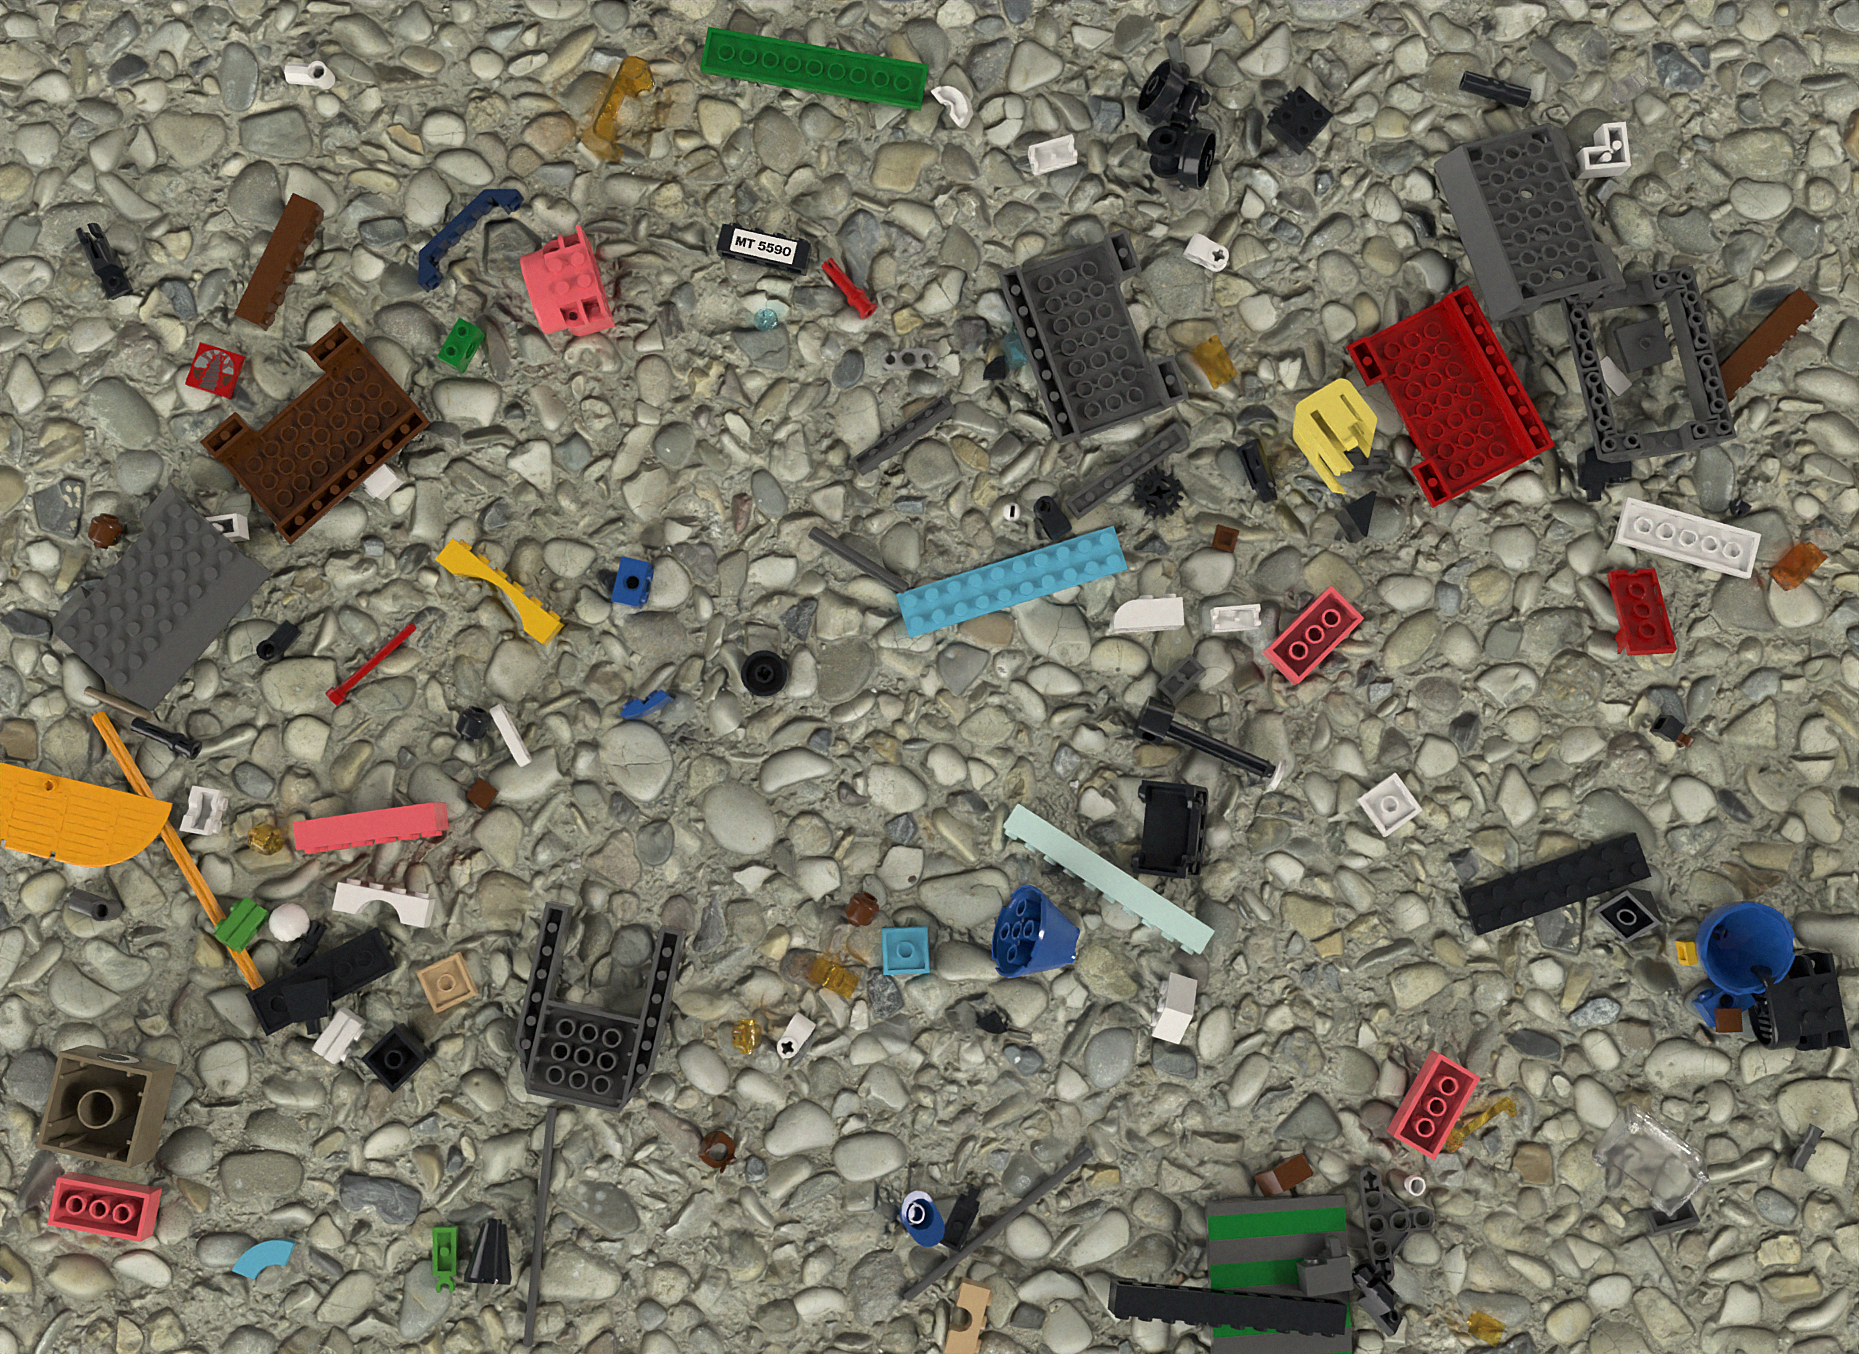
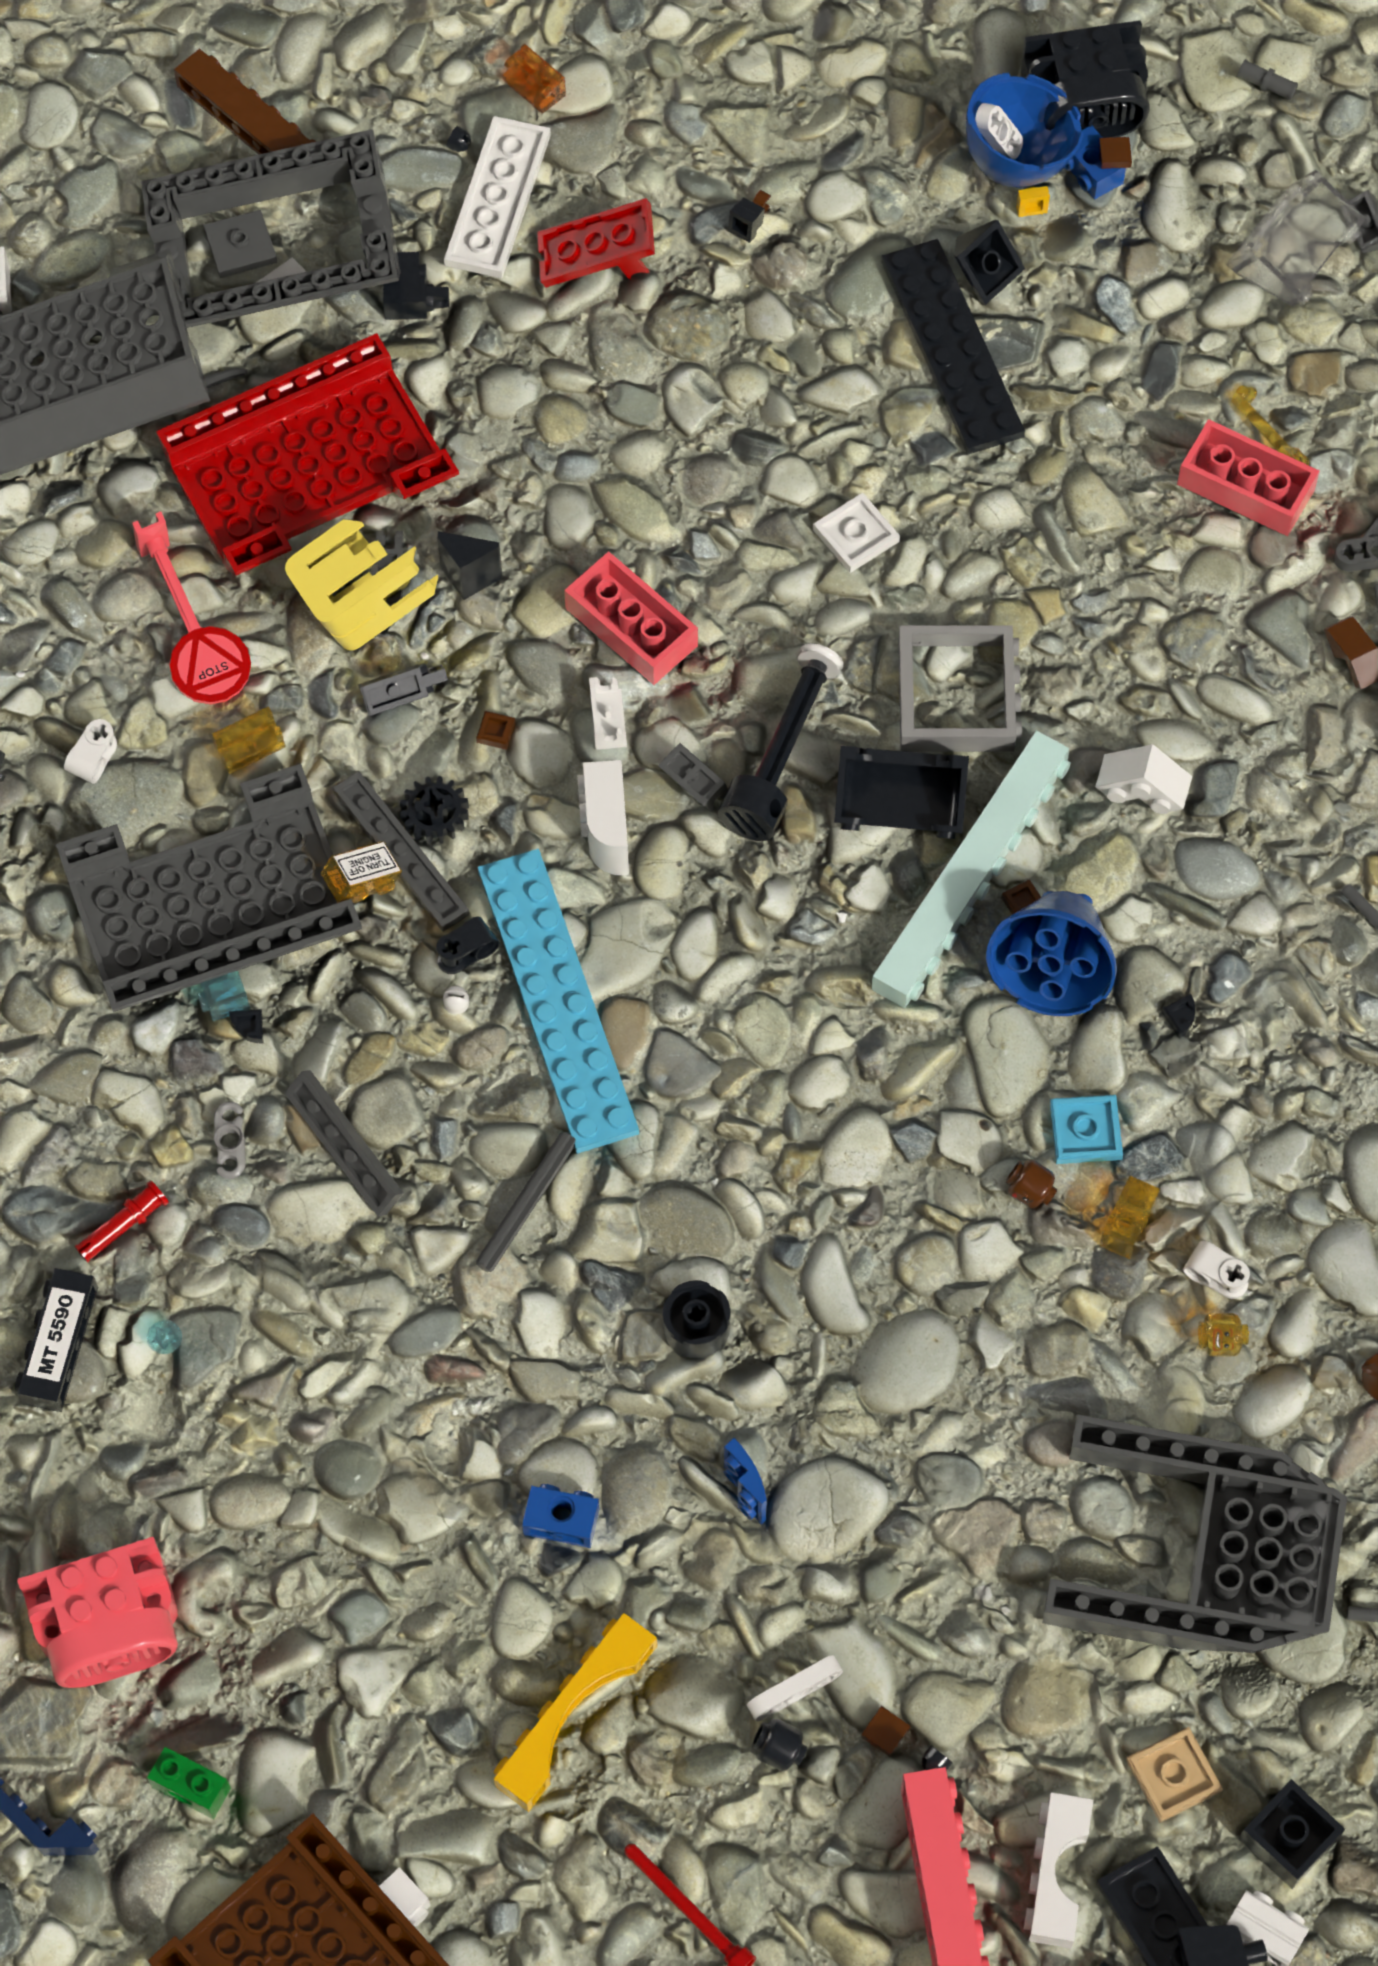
camera: 90 degrees left, 20 degrees down
(460, 826) = (935, 1759): none -> black hinge
(1083, 915) = (1020, 896): none -> reddish brown tile
(1104, 442) = (361, 872): none -> brick
(1245, 914) = (958, 739): none -> light grey window
(1282, 332) = (208, 661): none -> coral piece
(1415, 1183) = (1354, 501): white hinge -> none
(1744, 927) = (999, 130): none -> white beam

